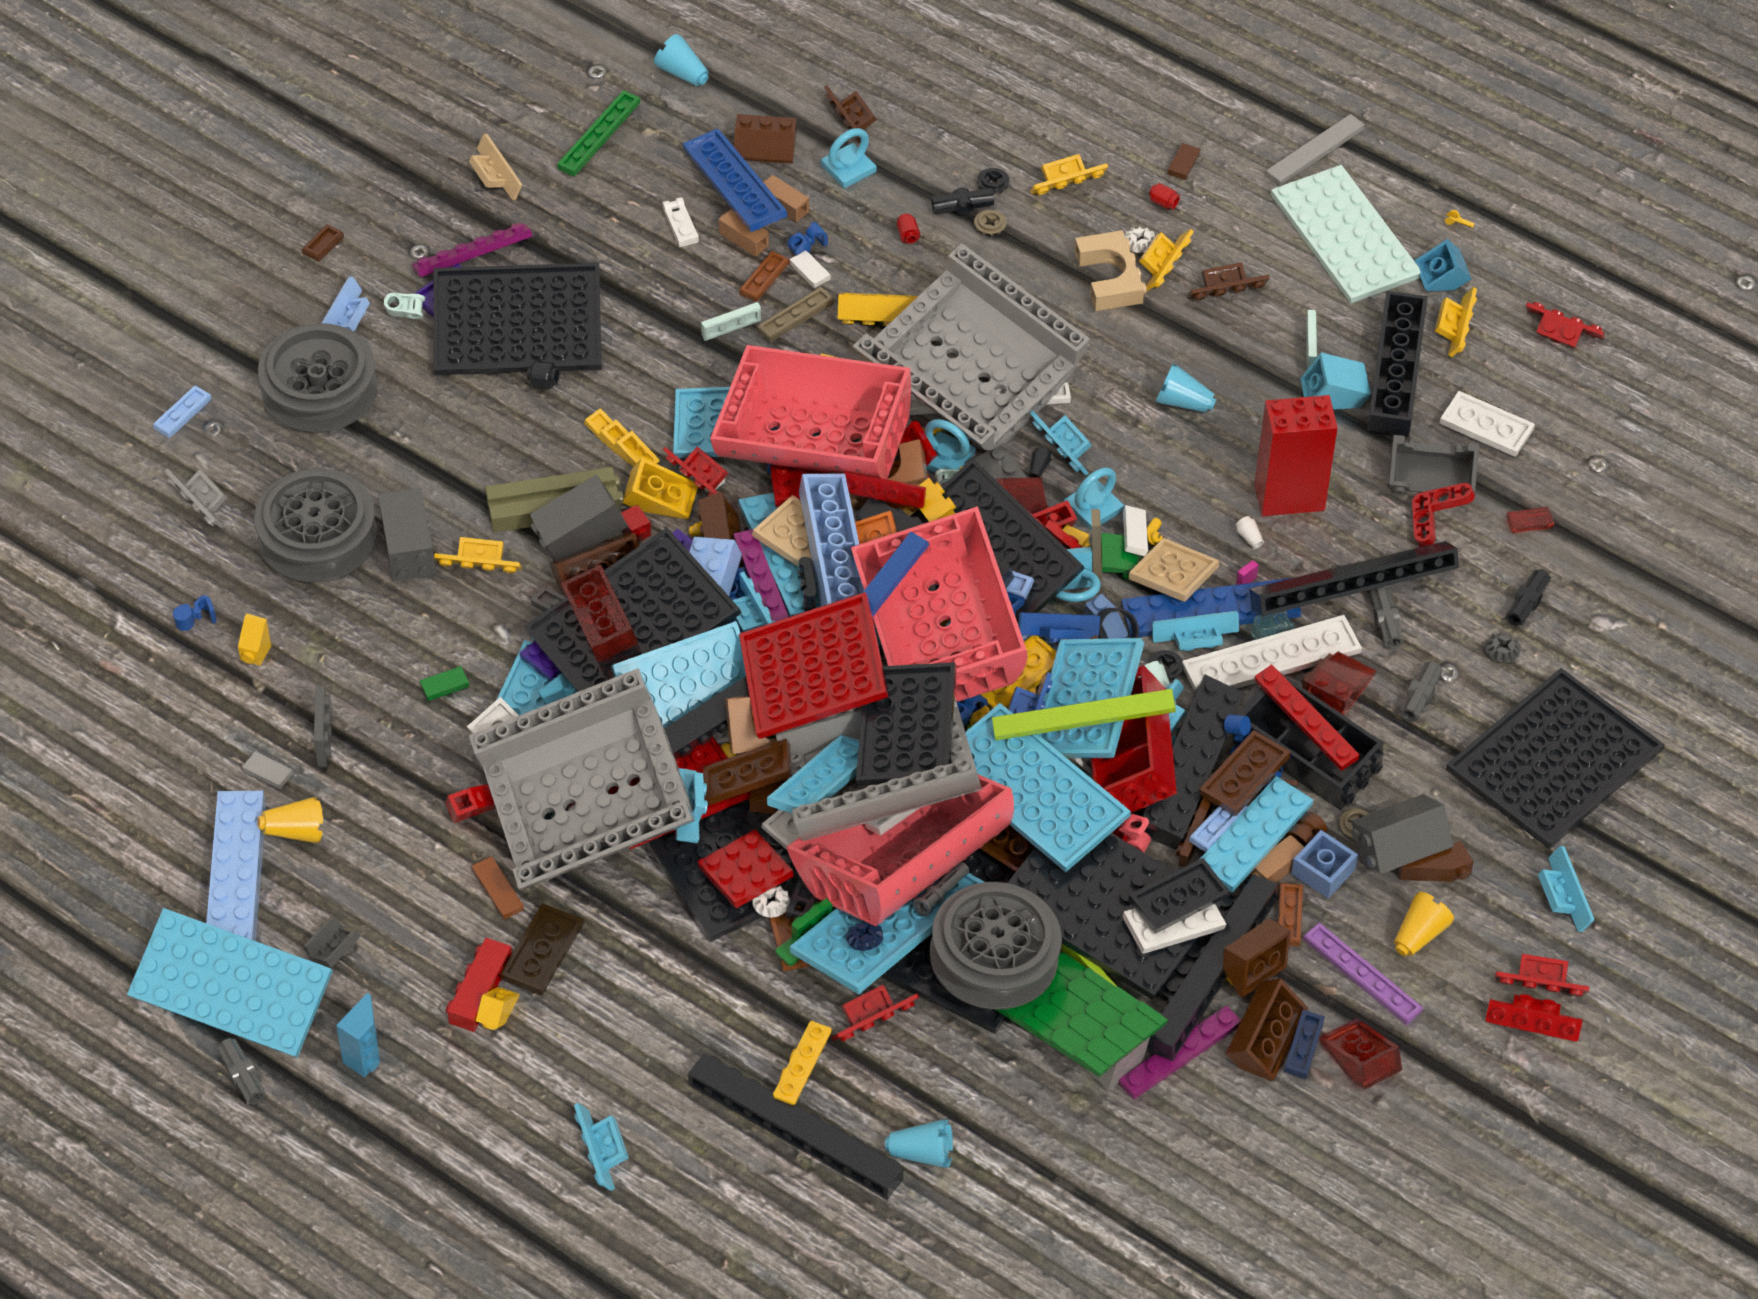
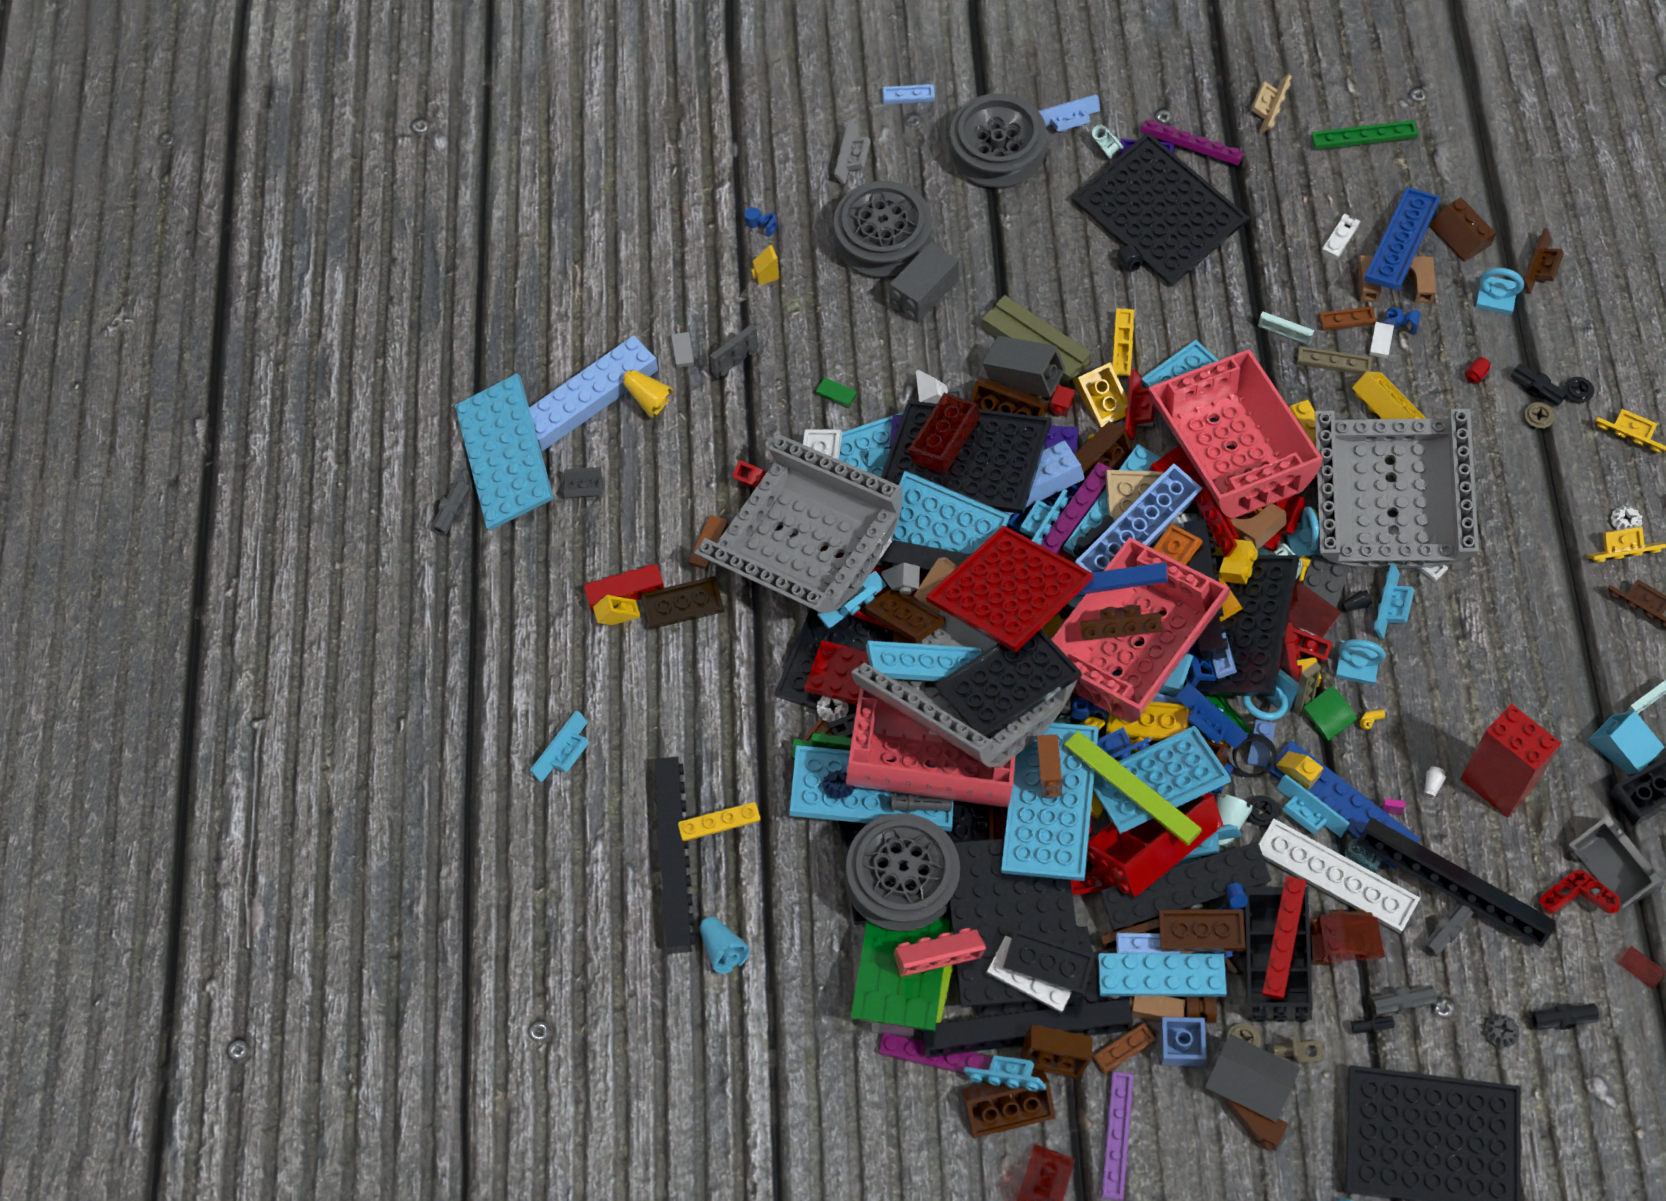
camera: 55 degrees right, 10 degrees up
(322, 243) = (1114, 61): reddish brown tile -> none
(359, 1038) = (520, 552): dark azure slope -> none
(479, 553) = (953, 333): yellow bracket -> none
(521, 606) = (929, 388): none -> white slope
(681, 61) = (1474, 131): medium azure cone -> none
(708, 748) = (903, 577): none -> light grey slope
(868, 1008) = (802, 831): red bracket -> none
(932, 605) = (1121, 622): none -> reddish brown bracket
(1009, 756) = (1049, 766): none -> dark orange brick
(1098, 966) = (939, 952): none -> coral slope
(1115, 250) = (1570, 542): tan arch -> none
(1135, 530) = (1357, 705): white tile -> none
(1135, 835) = (1090, 898): coral leg -> none
(1157, 606) = (1300, 768): none -> yellow slope
(1174, 569) = (1347, 755): tan plate -> none
(1185, 392) = (1514, 647): medium azure cone -> none
(1245, 1002) = (1007, 1071): none -> medium azure bracket
(1304, 1044) = (1019, 1137): dark blue plate -> none
(1401, 793) = (1298, 1050): none -> dark tan bracket
(1422, 728) = (1372, 1024): none -> black axle
(1422, 924) = (1189, 1147): yellow cone -> none

